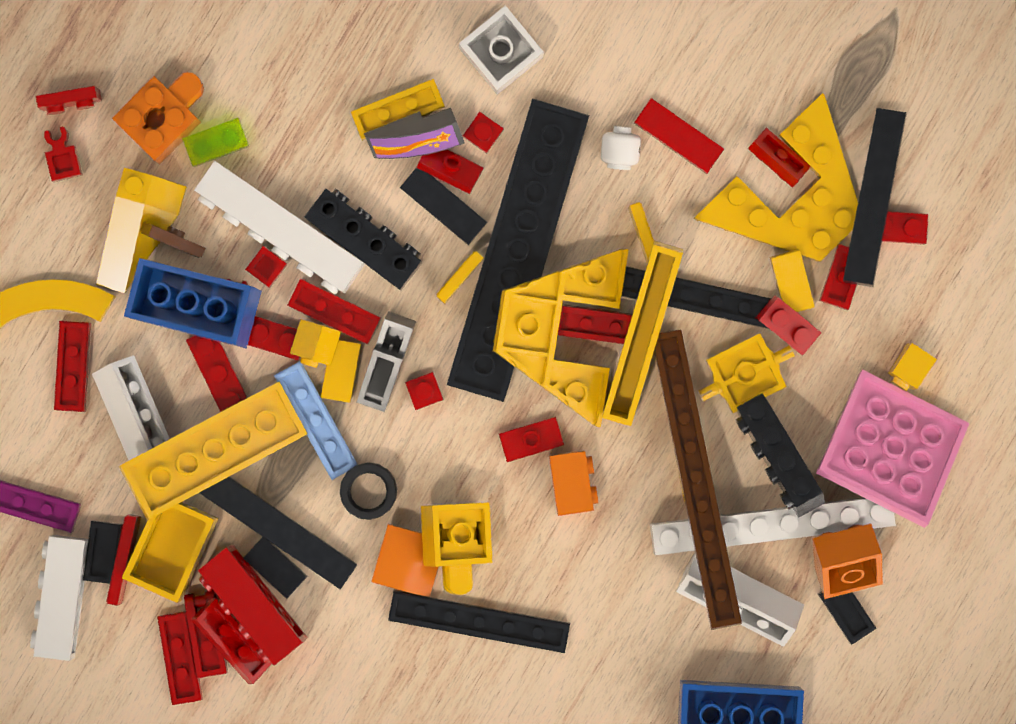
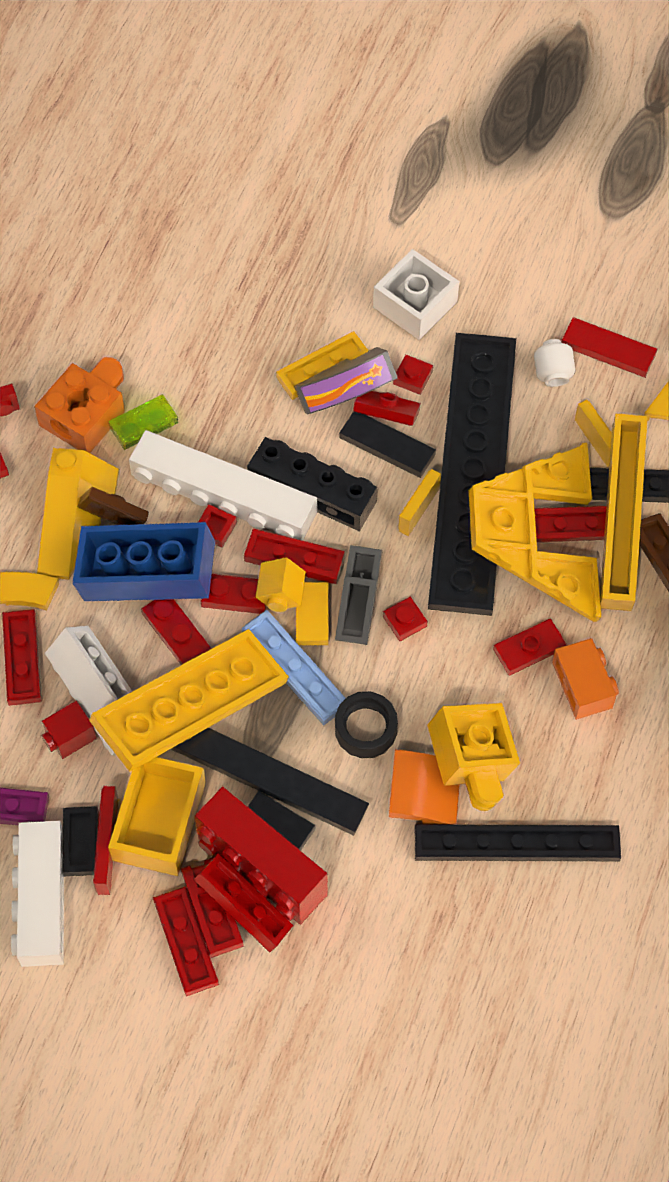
camera: 10 degrees left, 25 degrees down
(102, 451) = (68, 730): none -> red brick

